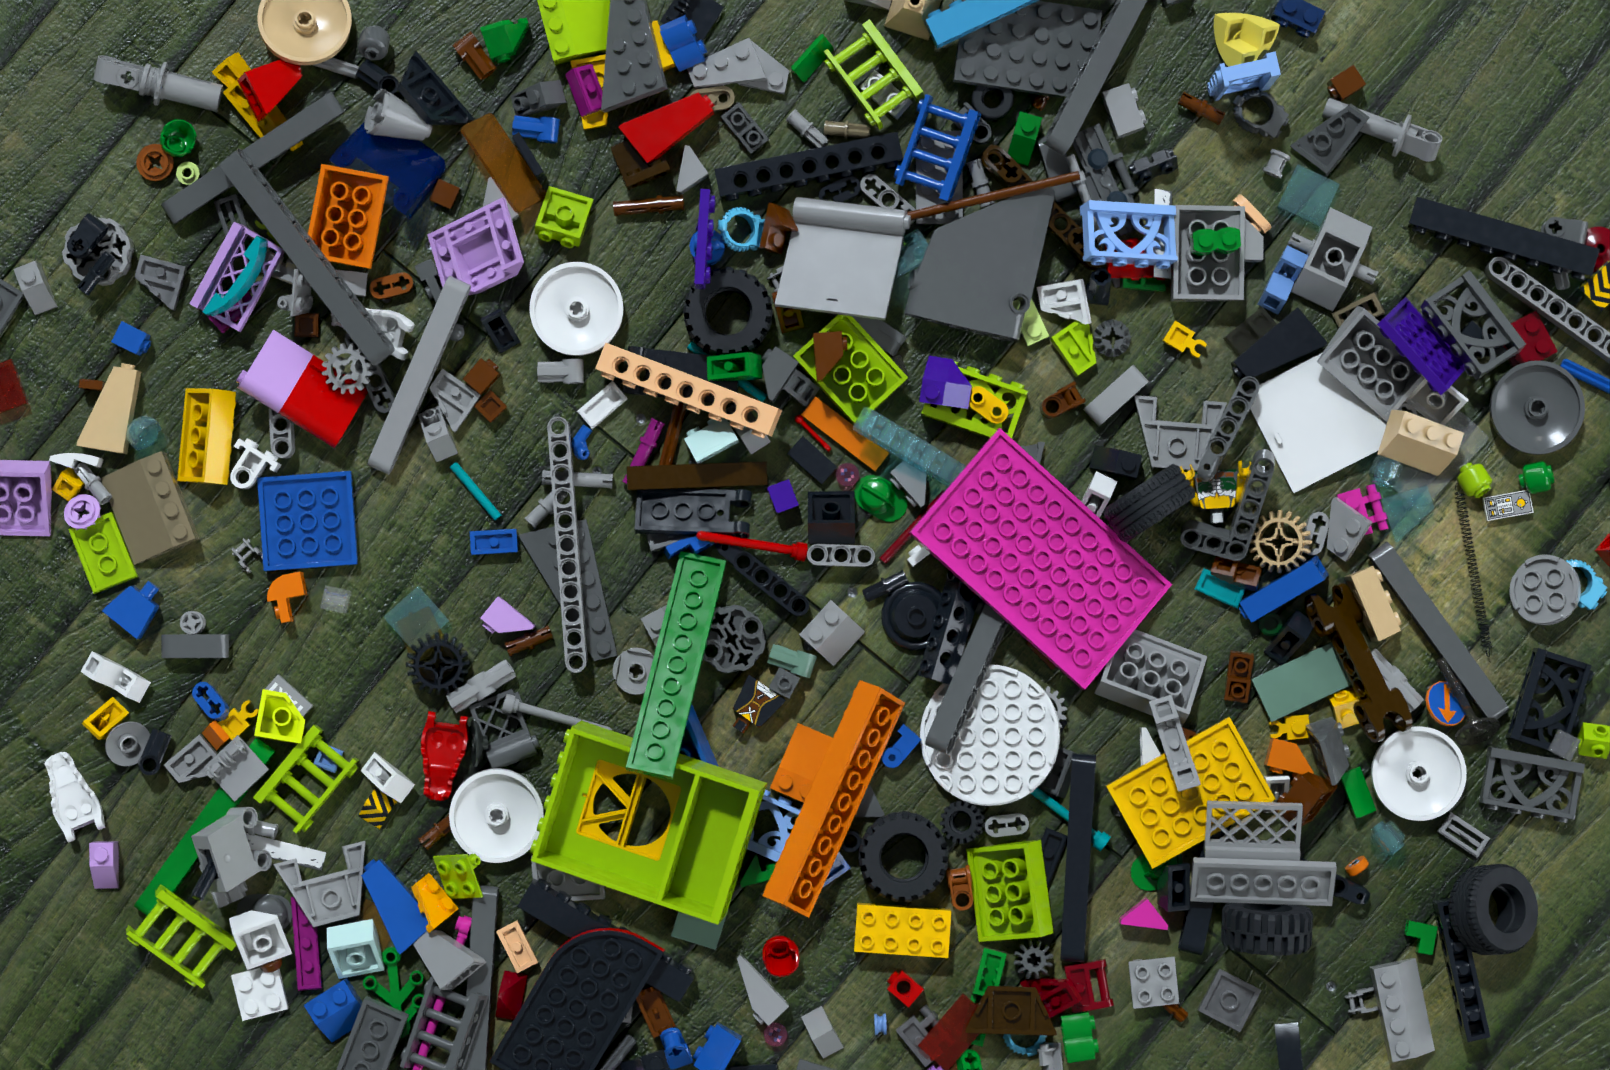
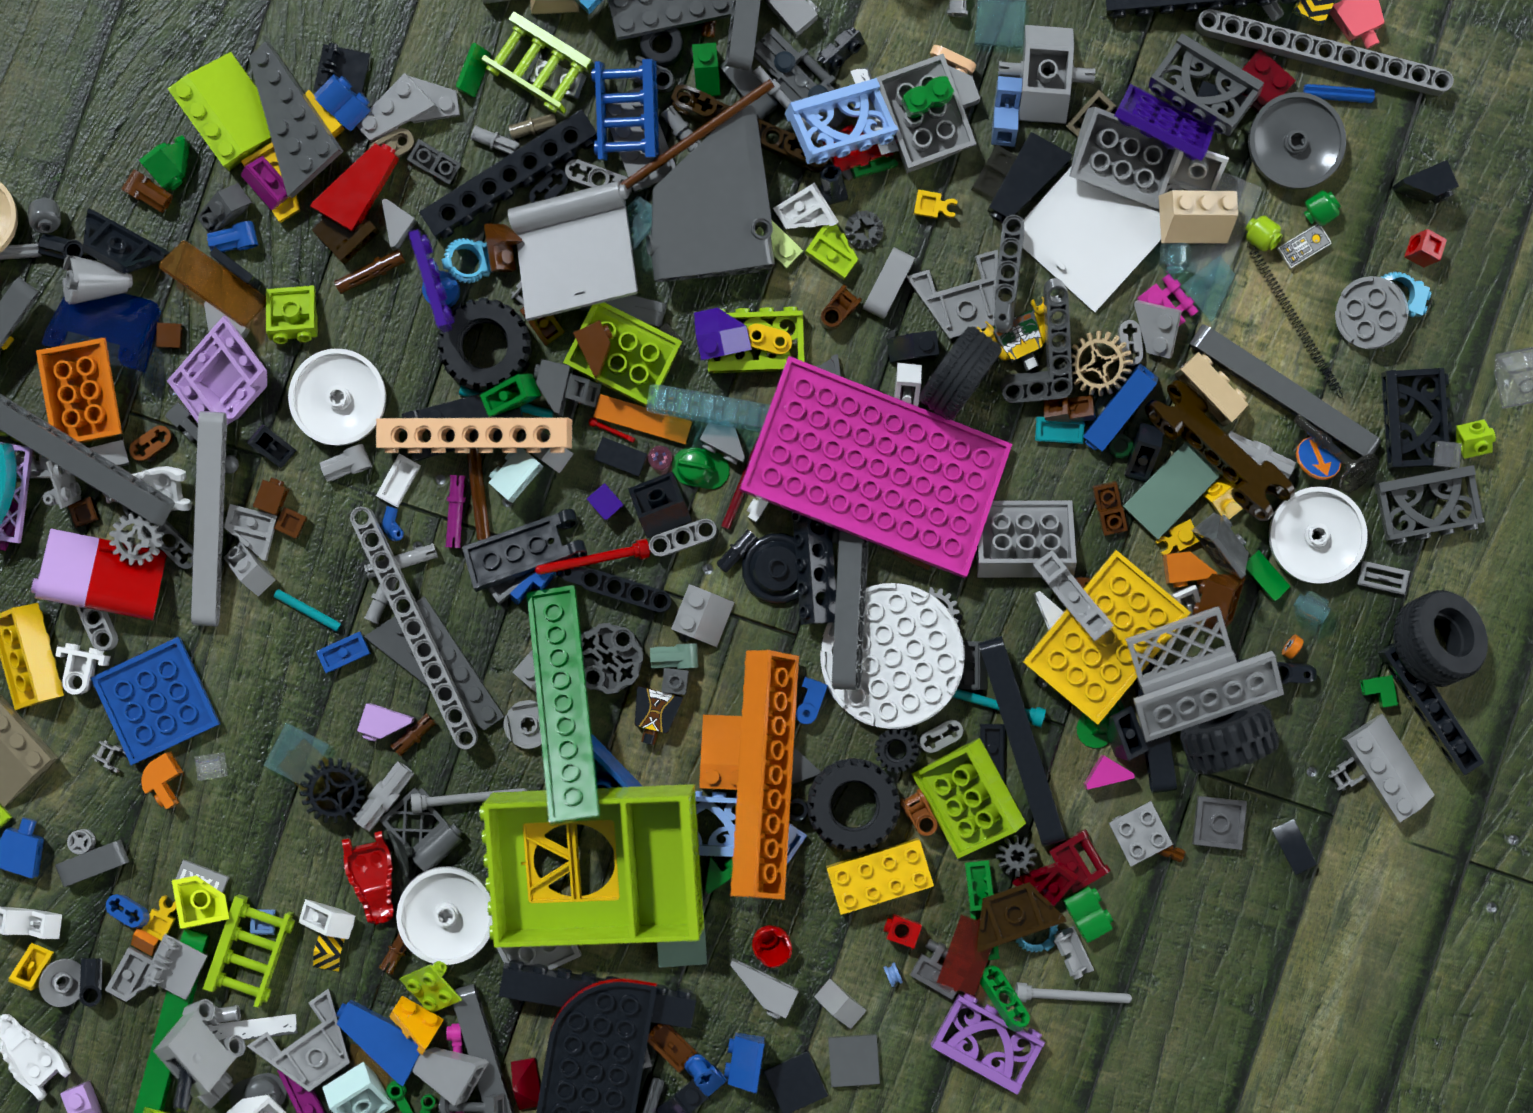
camera: 25 degrees left, 0 degrees up
(517, 946) = (514, 1034): light nougat plate -> none
(696, 475) = (514, 514): dark brown tile -> none
(775, 1034) = (795, 1023): clear pink tile -> none

